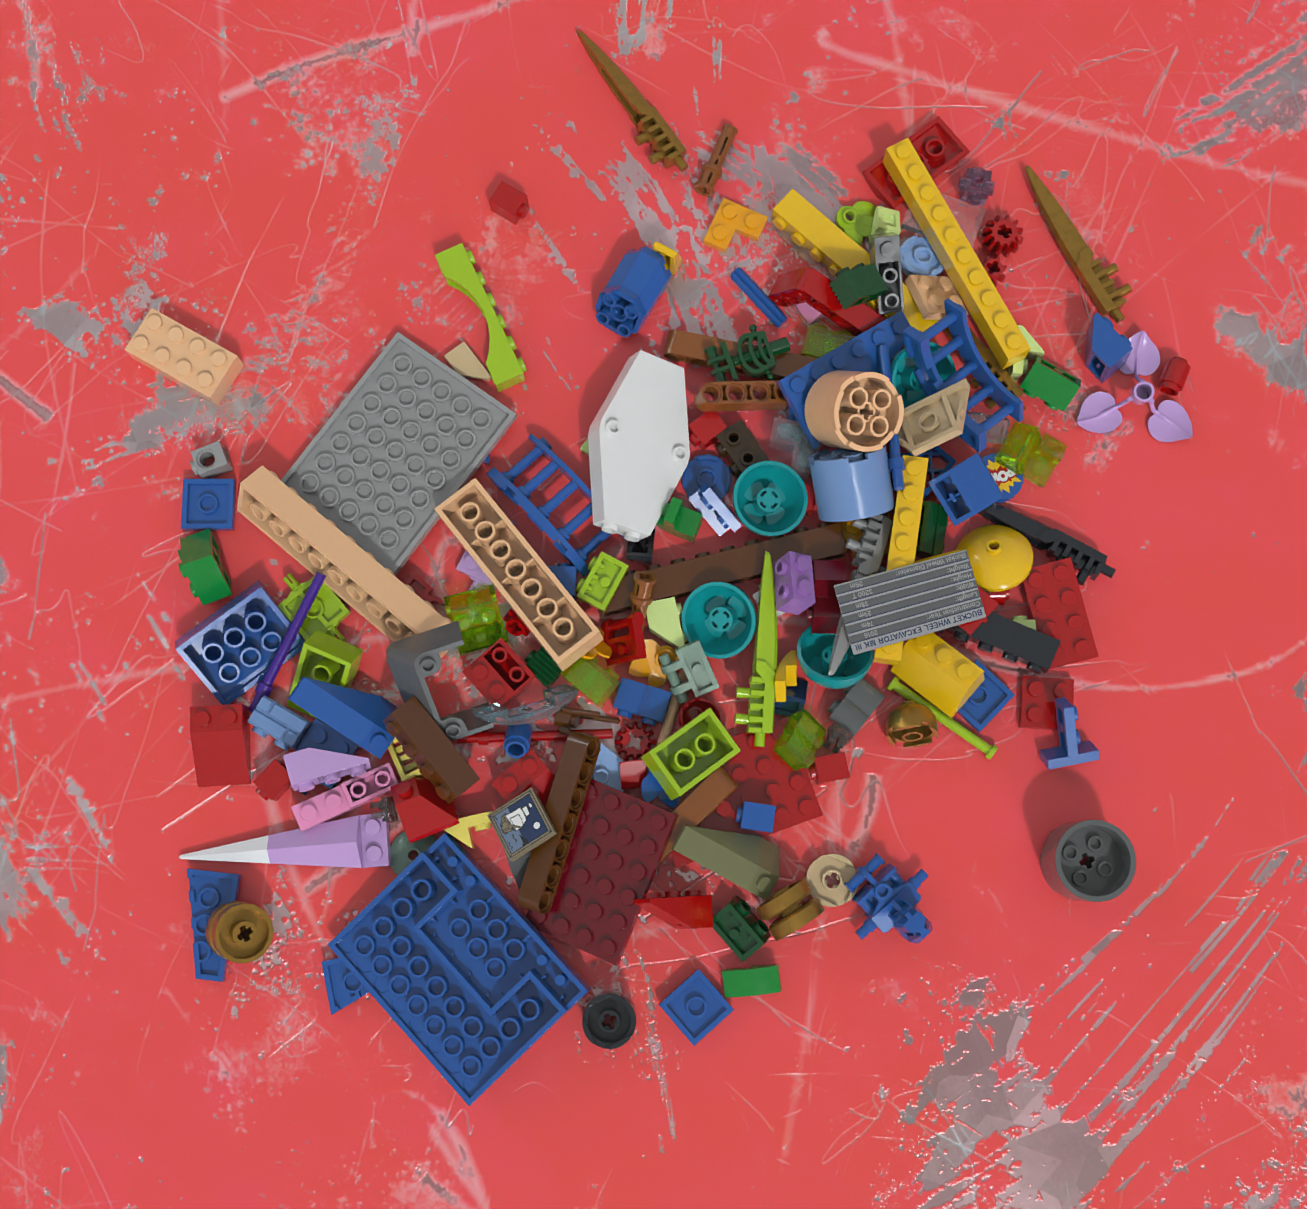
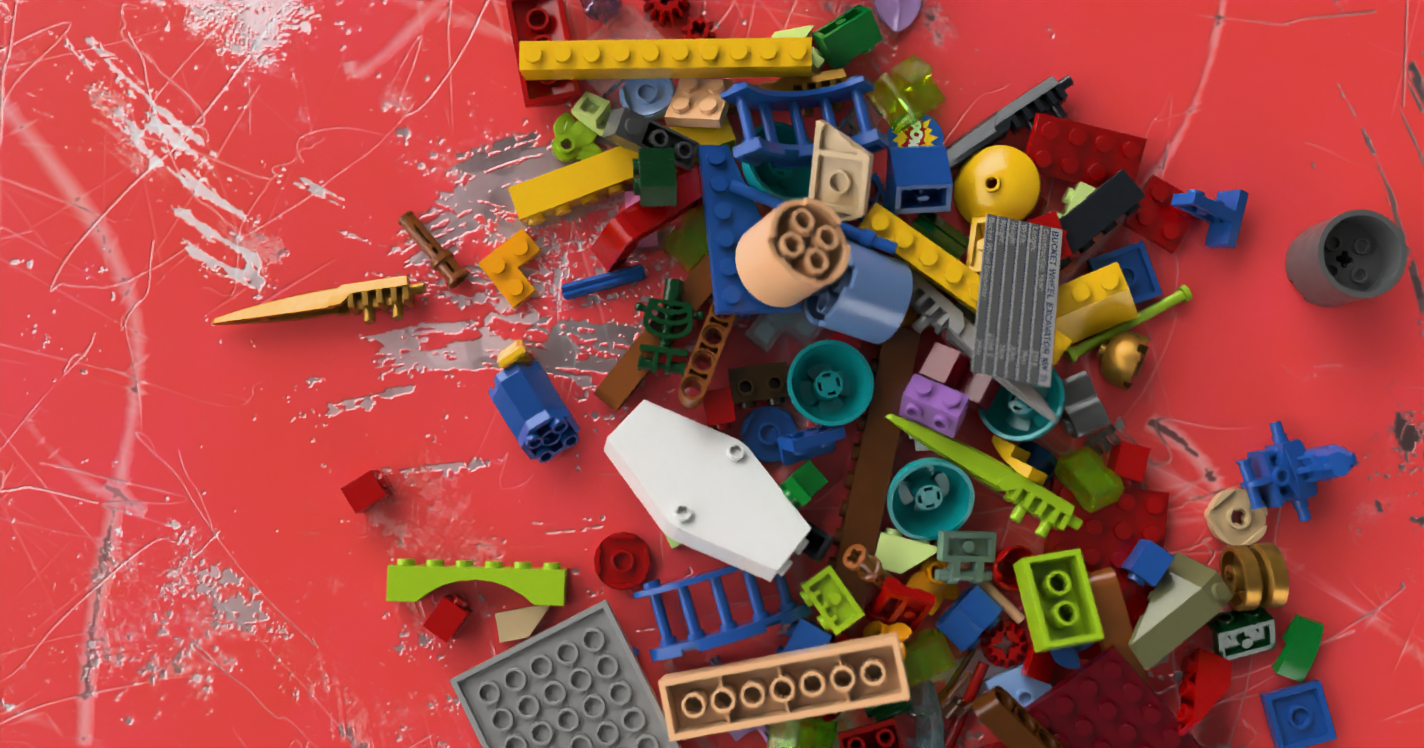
camera: 65 degrees left, 5 degrees up
(444, 308) = (448, 617): none -> red brick
(551, 417) = (622, 560): none -> red tile

